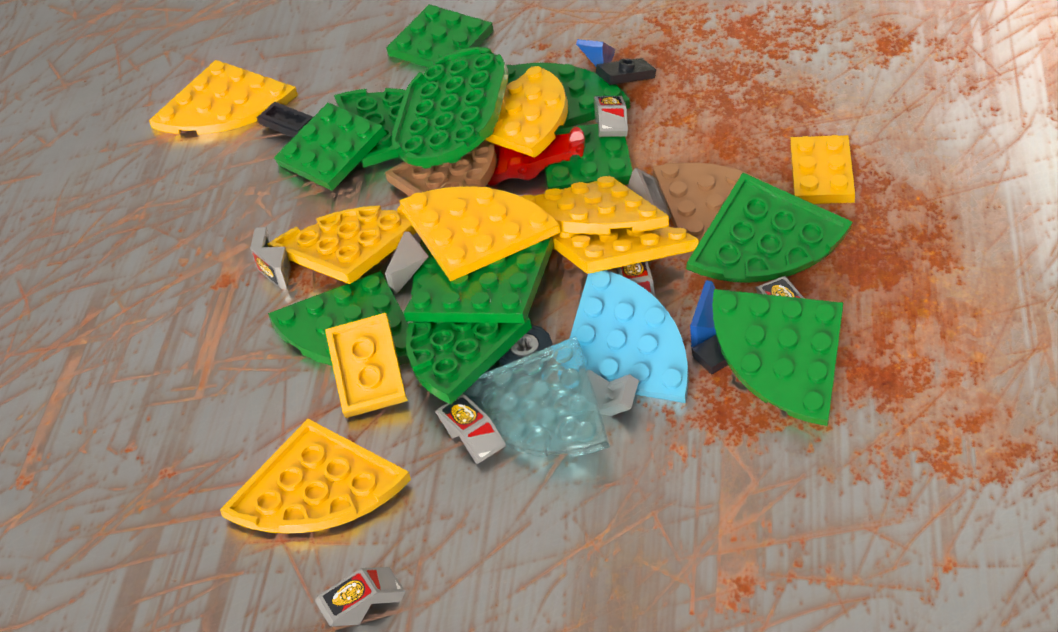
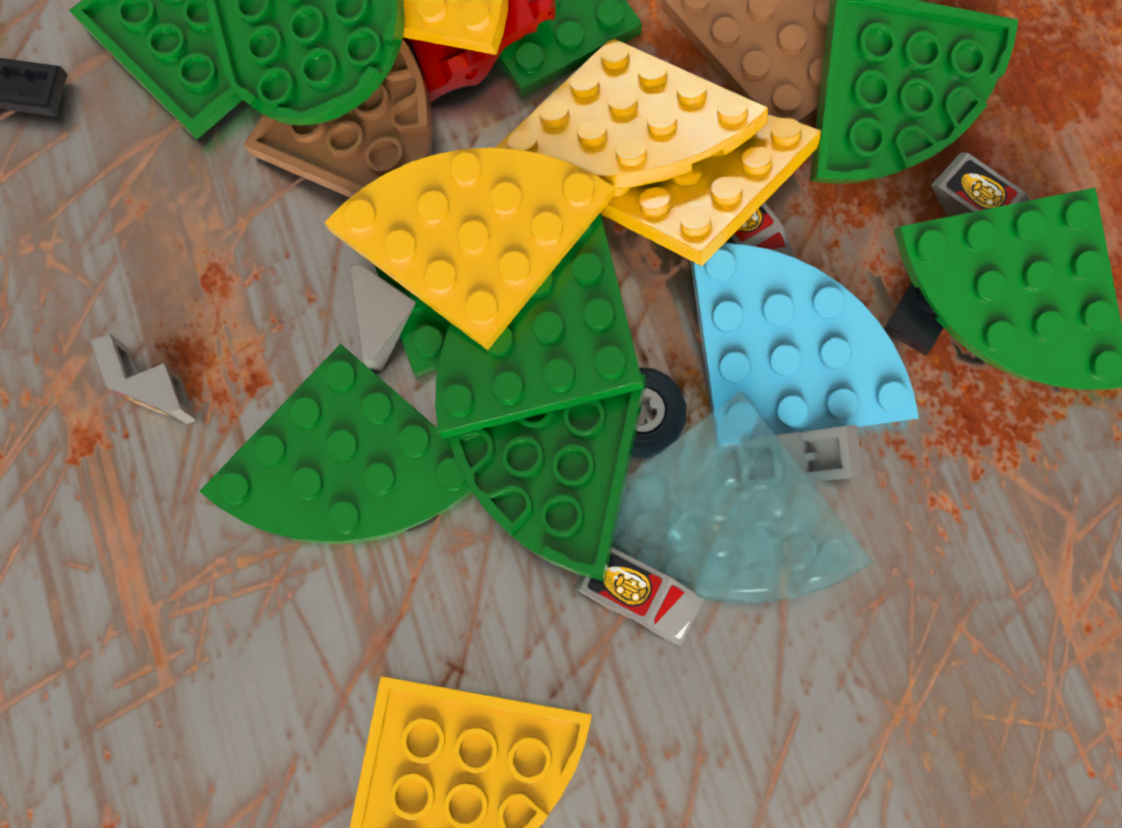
camera: 30 degrees left, 30 degrees up
(330, 146) = (121, 119): green plate -> none
(346, 241) = (255, 308): yellow plate -> none
(365, 365) = (422, 545): yellow plate -> none
(648, 188) = (674, 45): light grey slope -> none
(702, 323) = (879, 256): blue slope -> none

